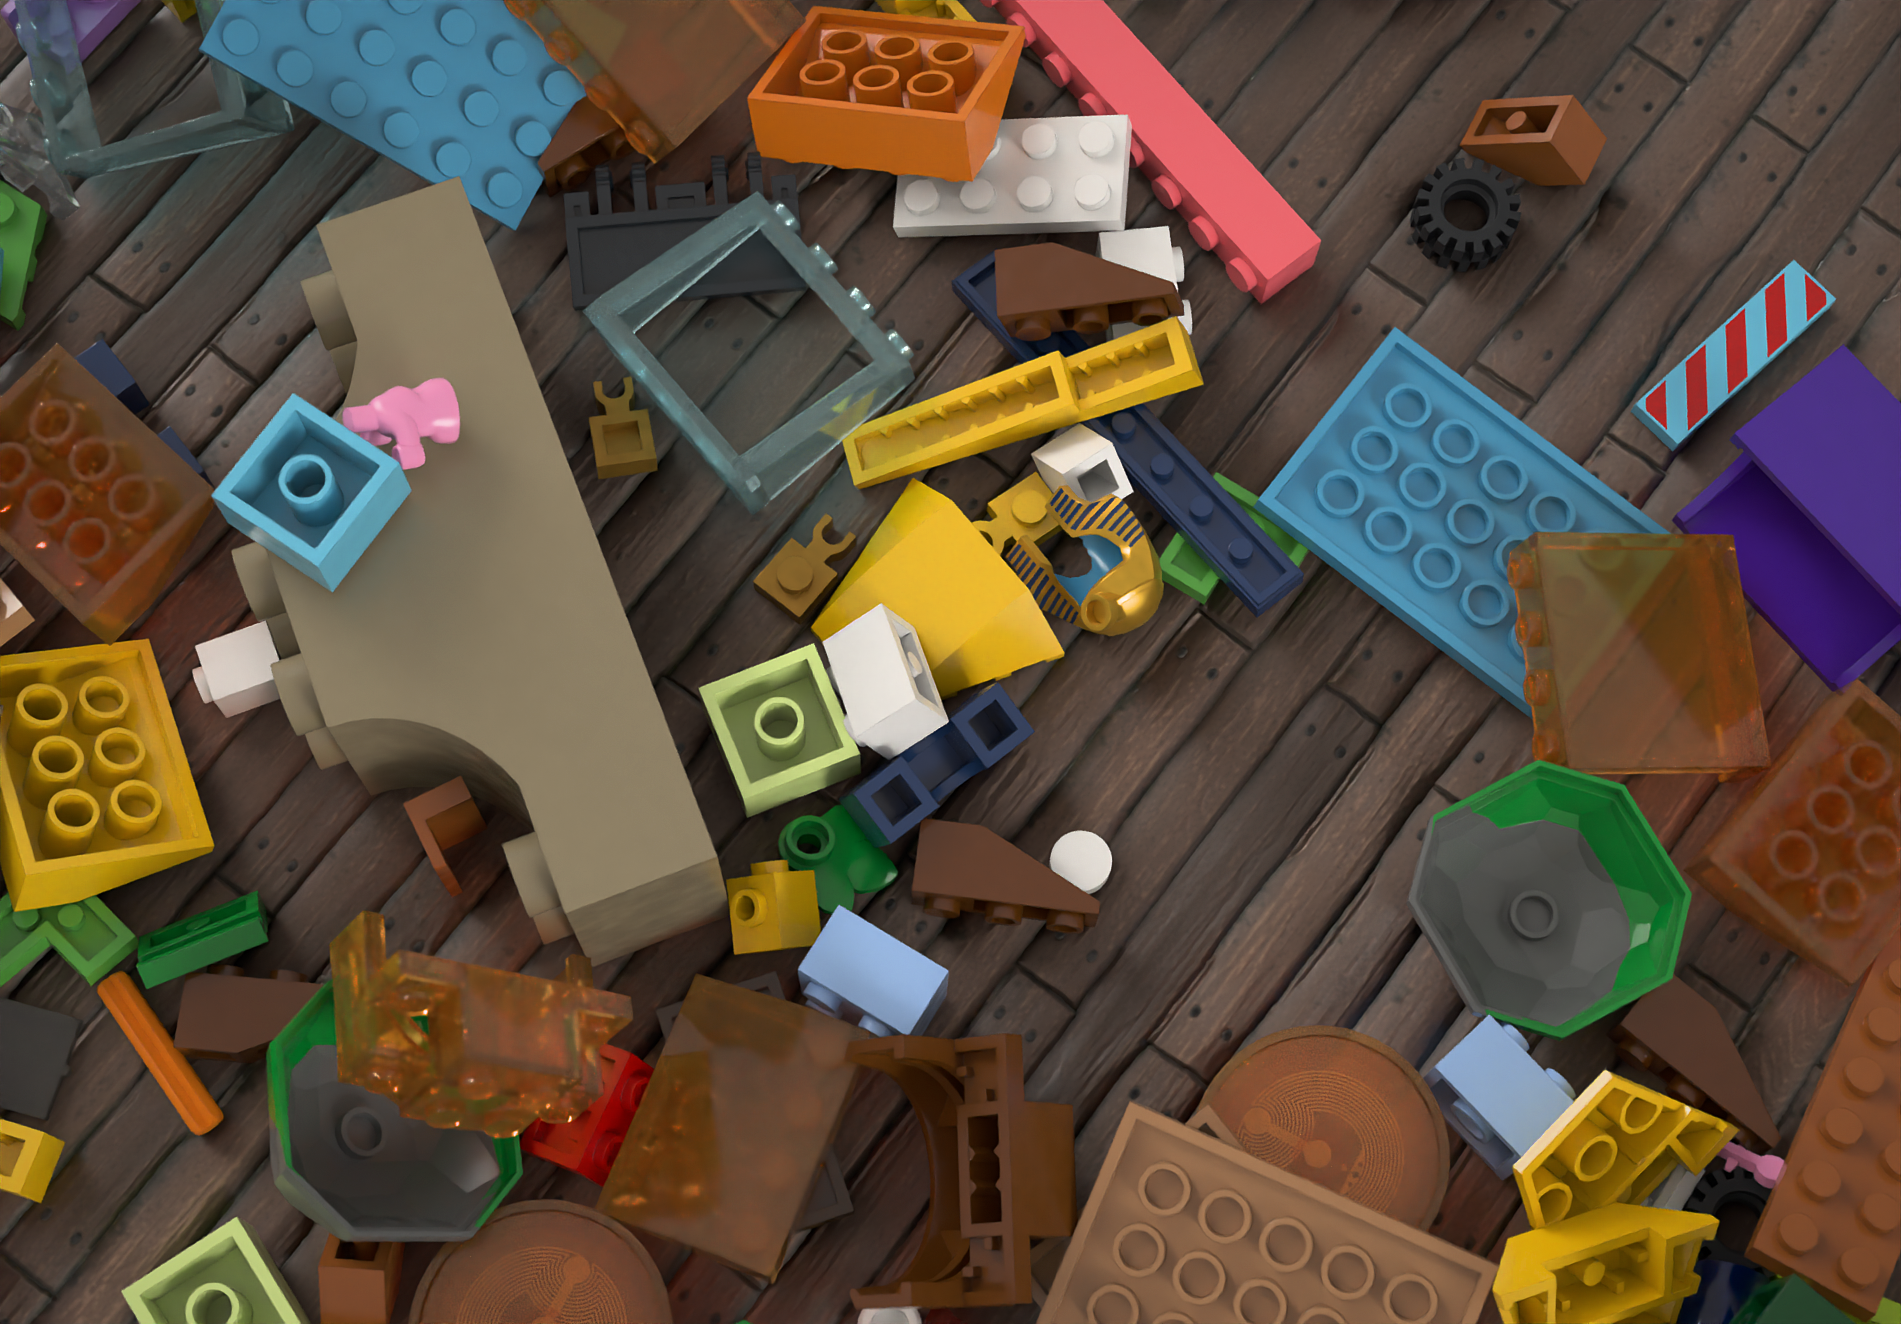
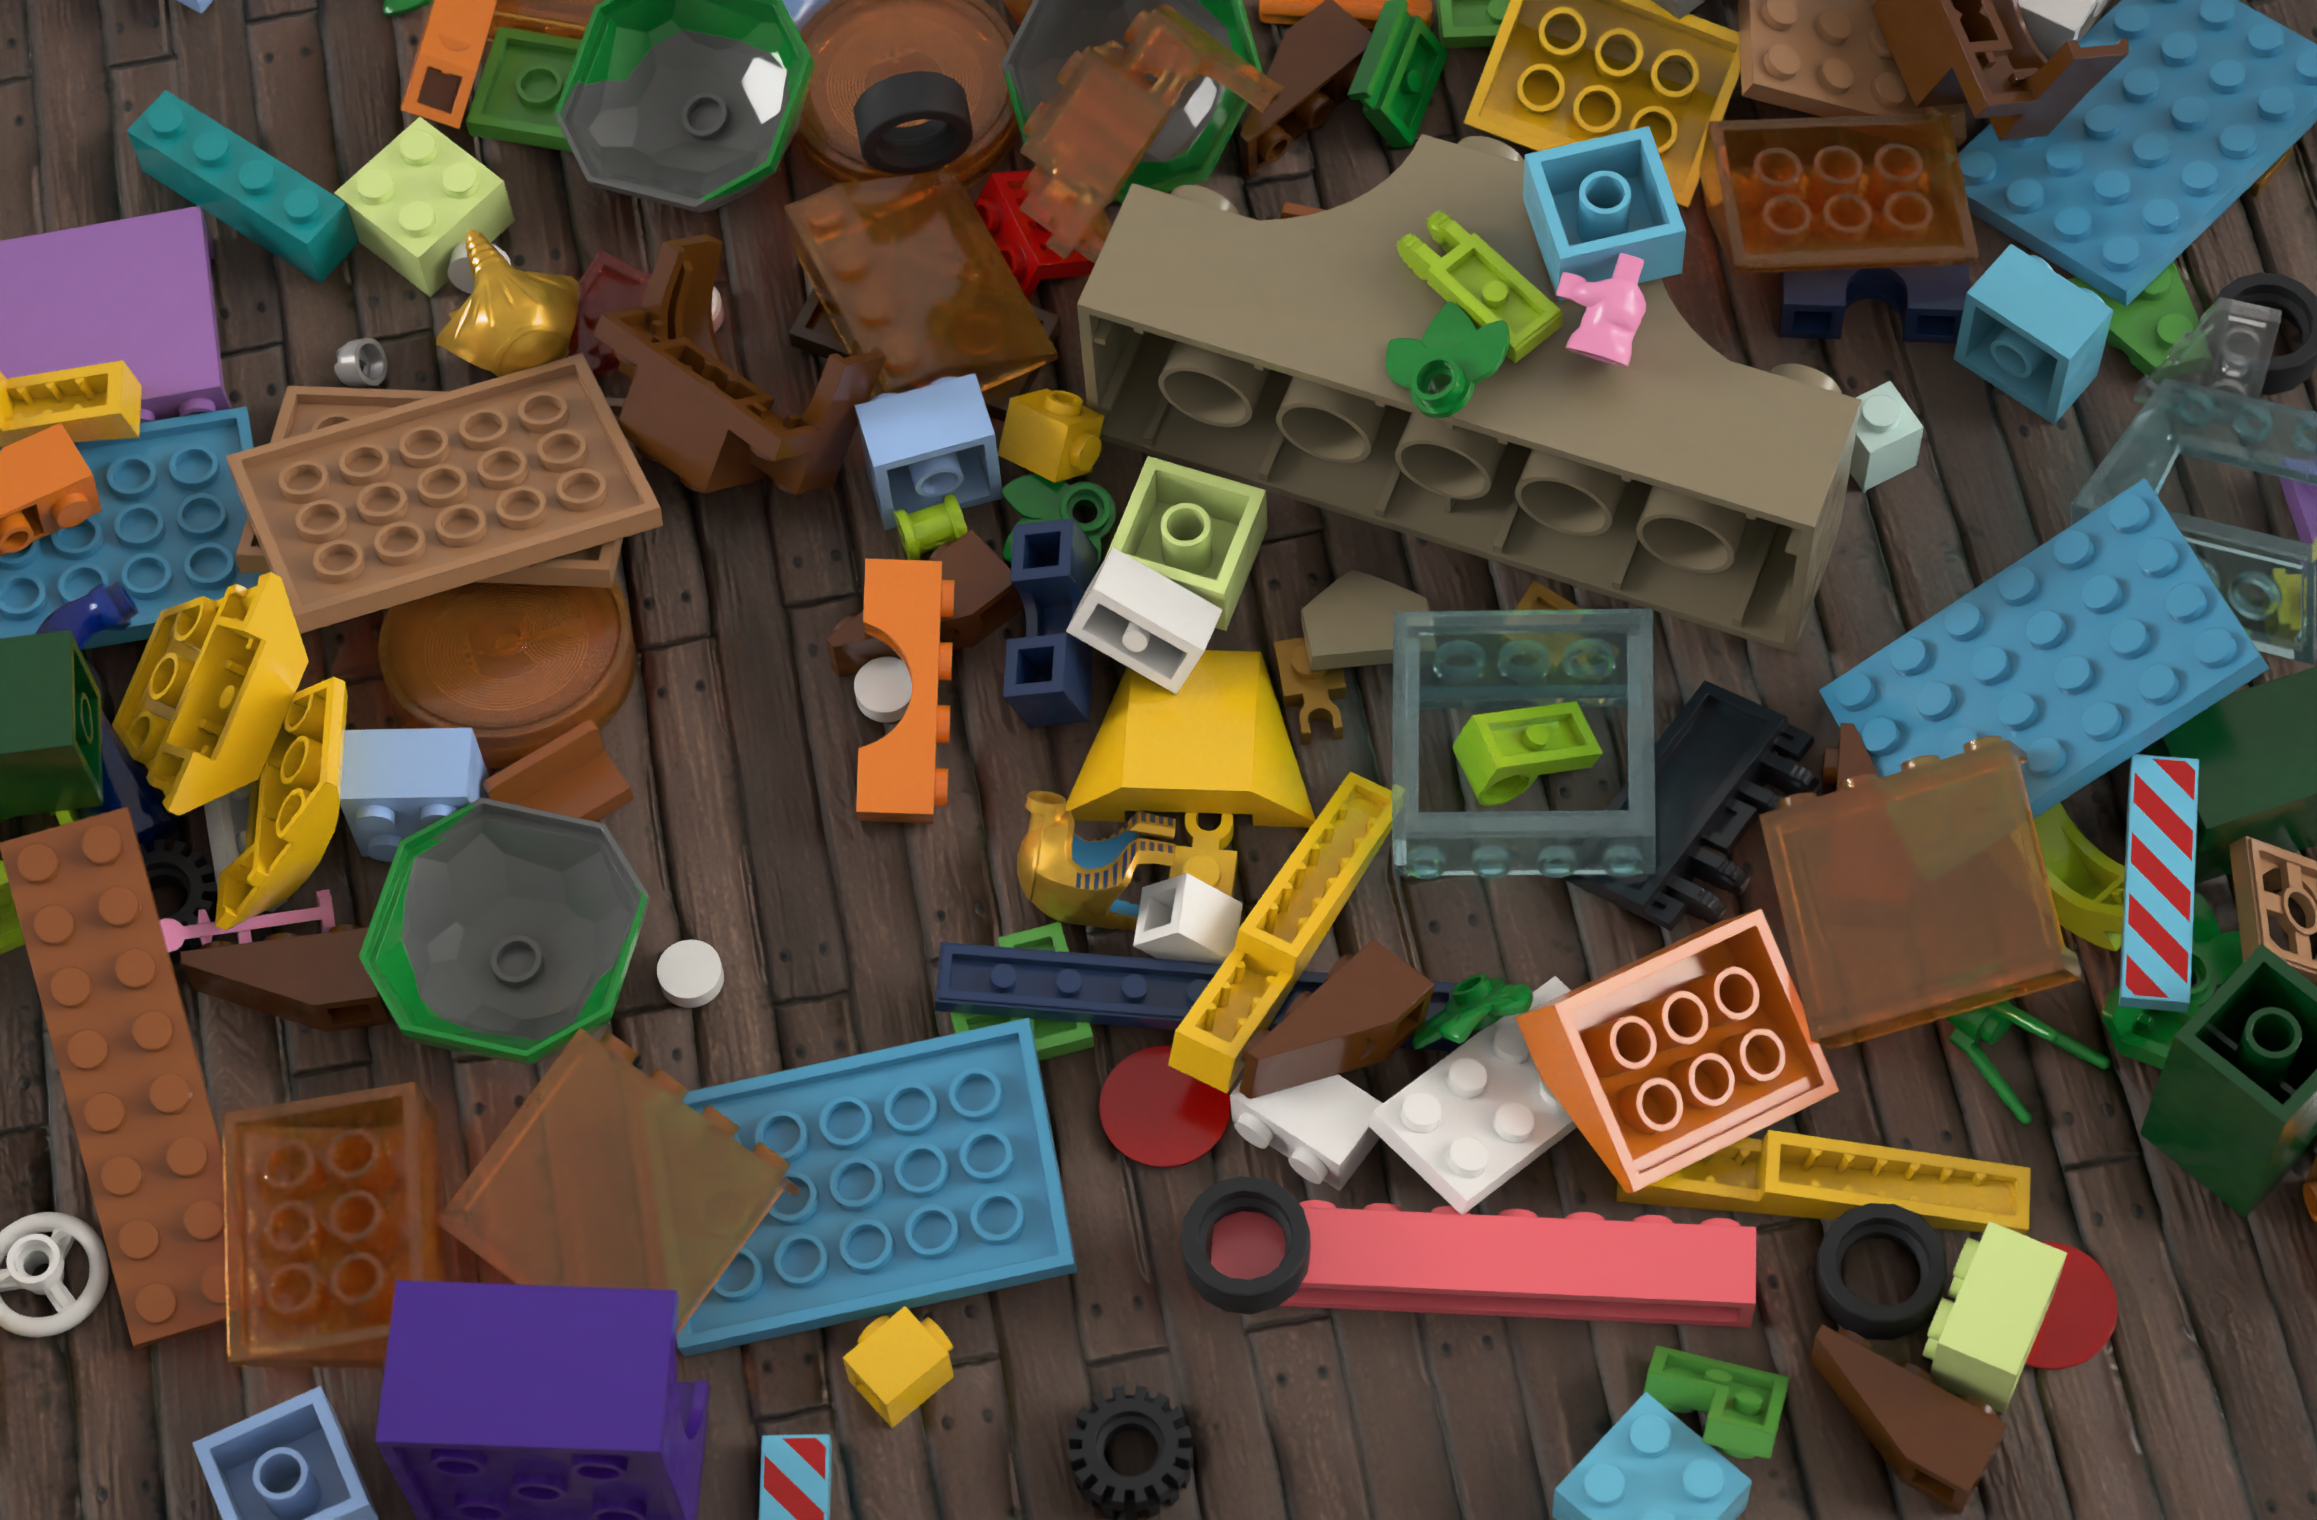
camera: 140 degrees right, 10 degrees down
(87, 277) = (2033, 333): none -> medium azure brick
(265, 336) = (1885, 437): none -> light aqua brick
(448, 547) = (1481, 284): none -> lime hinge
(531, 526) = (1449, 355): none -> green plate
(601, 1240) = (907, 99): none -> black tyre
(730, 560) = (1354, 621): none -> dark tan slope
(747, 373) = (1513, 747): none -> lime plate
(927, 938) = (930, 526): none -> lime bush
(978, 223) = (1474, 1005): none -> green plate
(1143, 773) = (905, 612): none -> orange arch
(1224, 411) = (1161, 1112): none -> red piece
(1297, 179) = (1246, 1195): none -> black tyre
(1394, 1014) = (564, 778): none -> dark orange panel
(1419, 794) = (690, 973): none -> white tile
(1553, 396) = (899, 1364): none -> yellow brick

